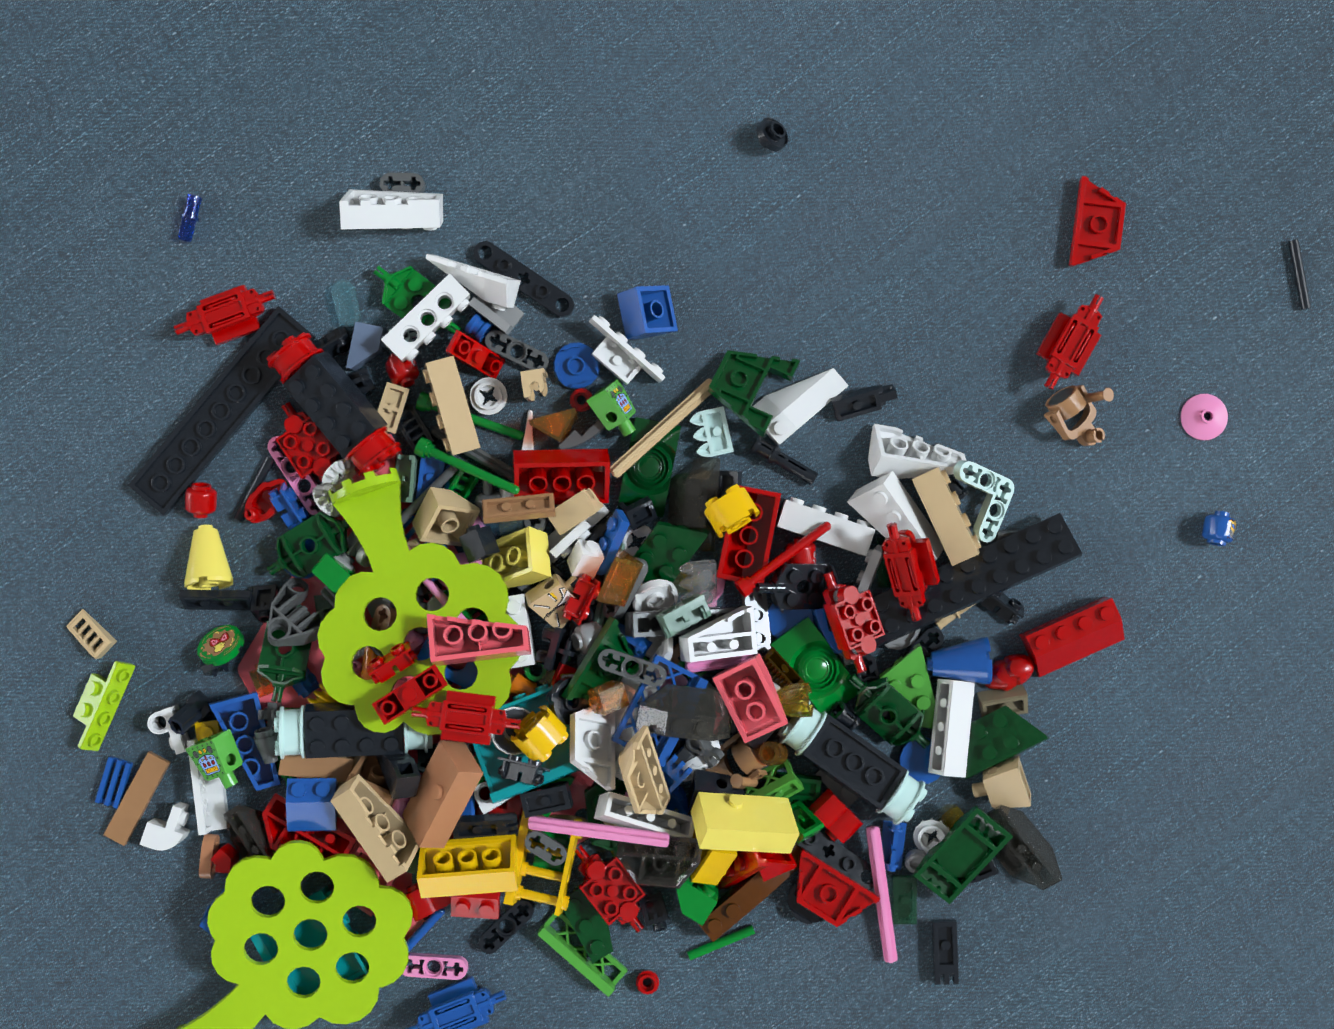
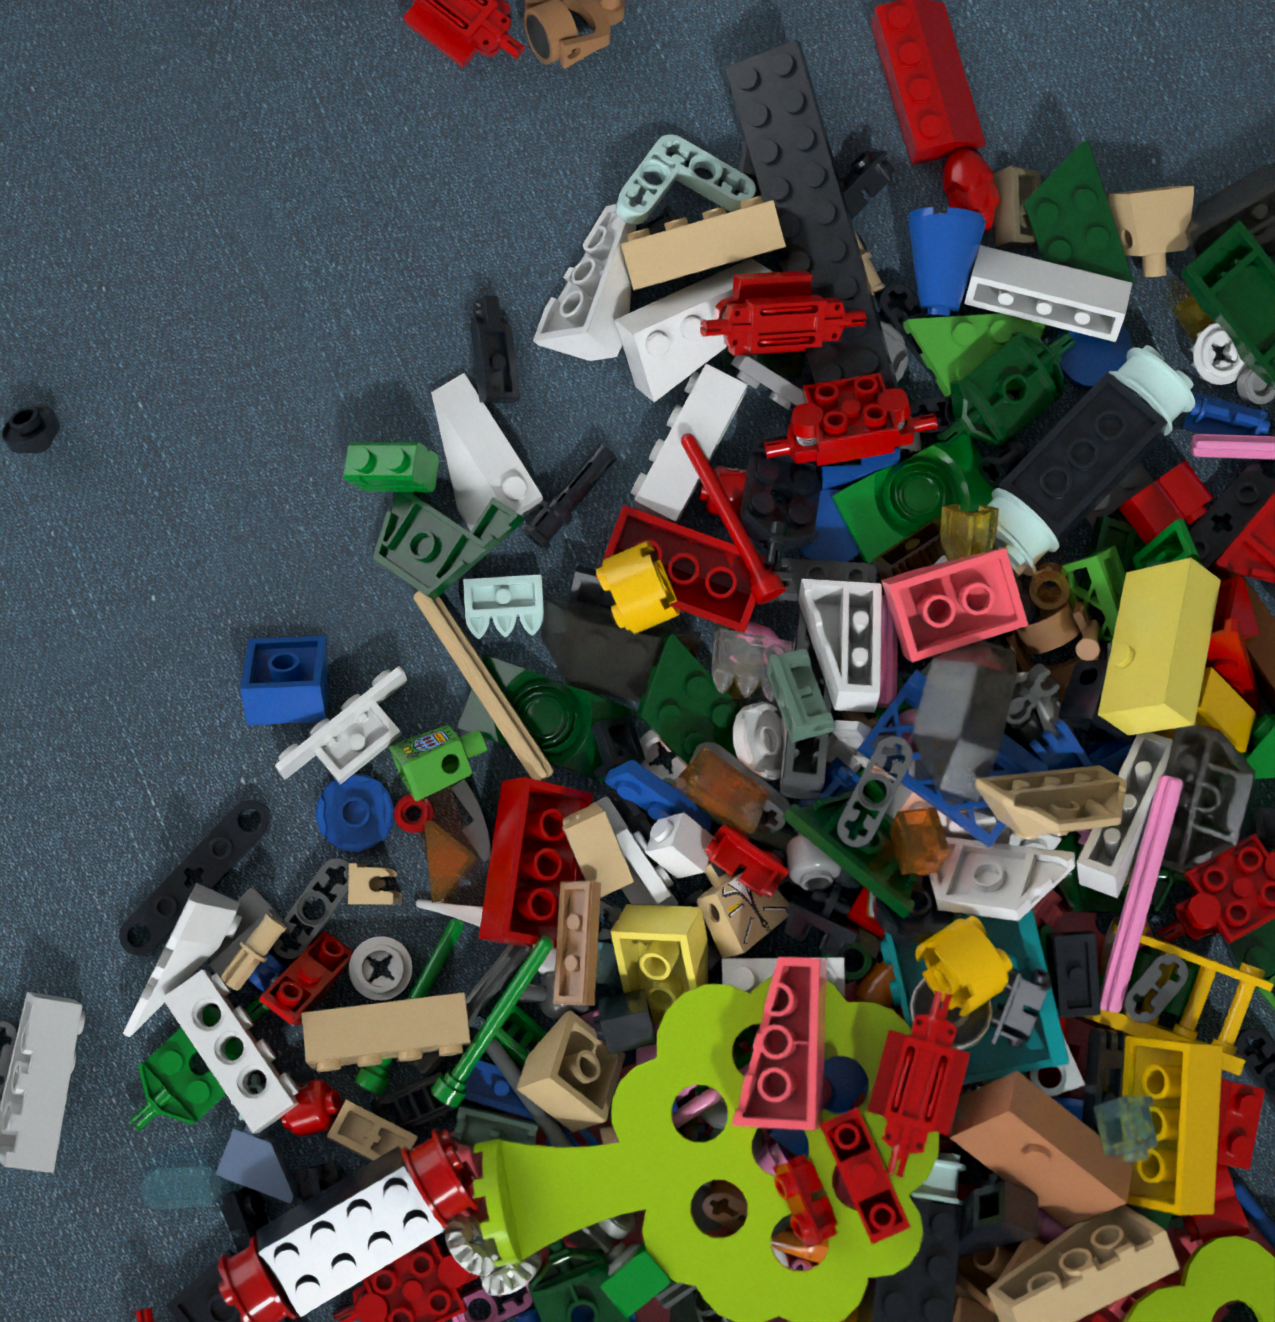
camera: 80 degrees left, 5 degrees down
(462, 841) = (1126, 1127): none -> clear light blue brick
(484, 320) = (252, 952): none -> tan axle
(782, 352) = (391, 467): none -> green brick

